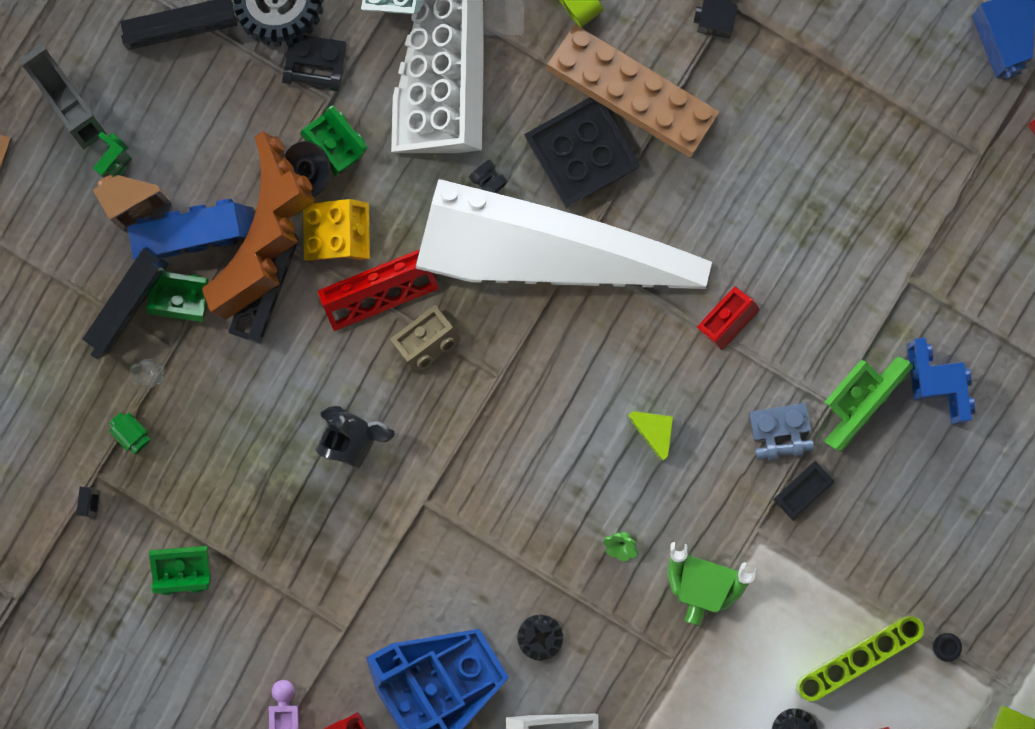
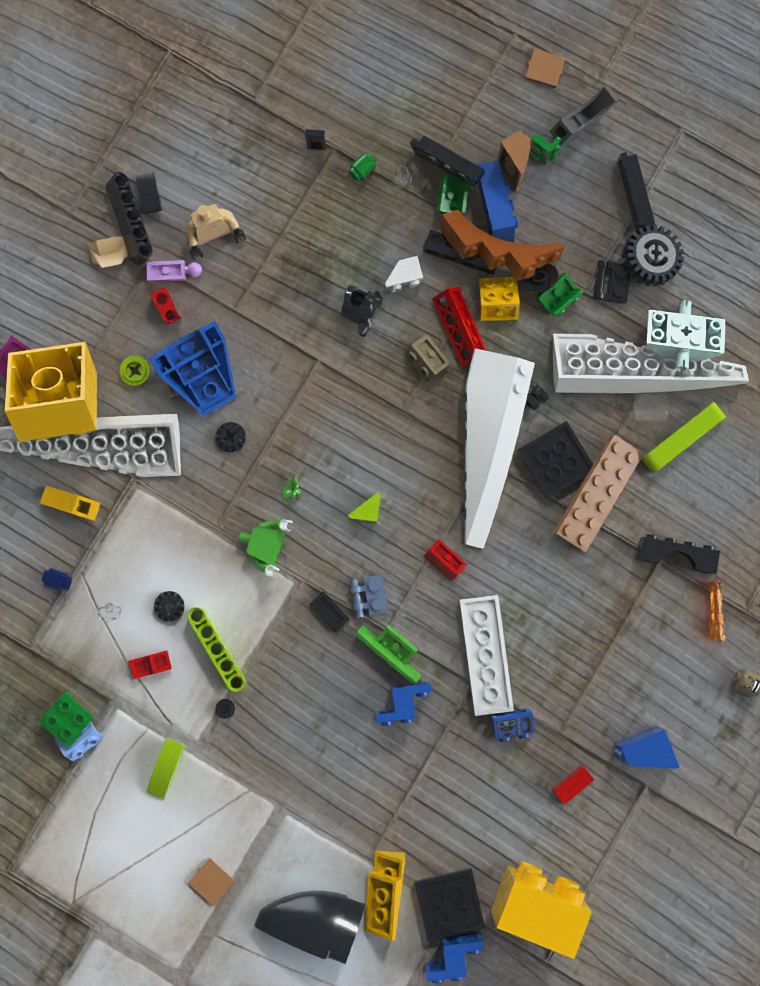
camera: 90 degrees right, 0 degrees up
(180, 570) = (272, 201): green bracket -> none
(215, 665) = (209, 224): none -> tan torso
(295, 369) = (405, 273): none -> white slope
(869, 259) = (486, 655): none -> white plate
(970, 223) = (512, 724): none -> blue slope

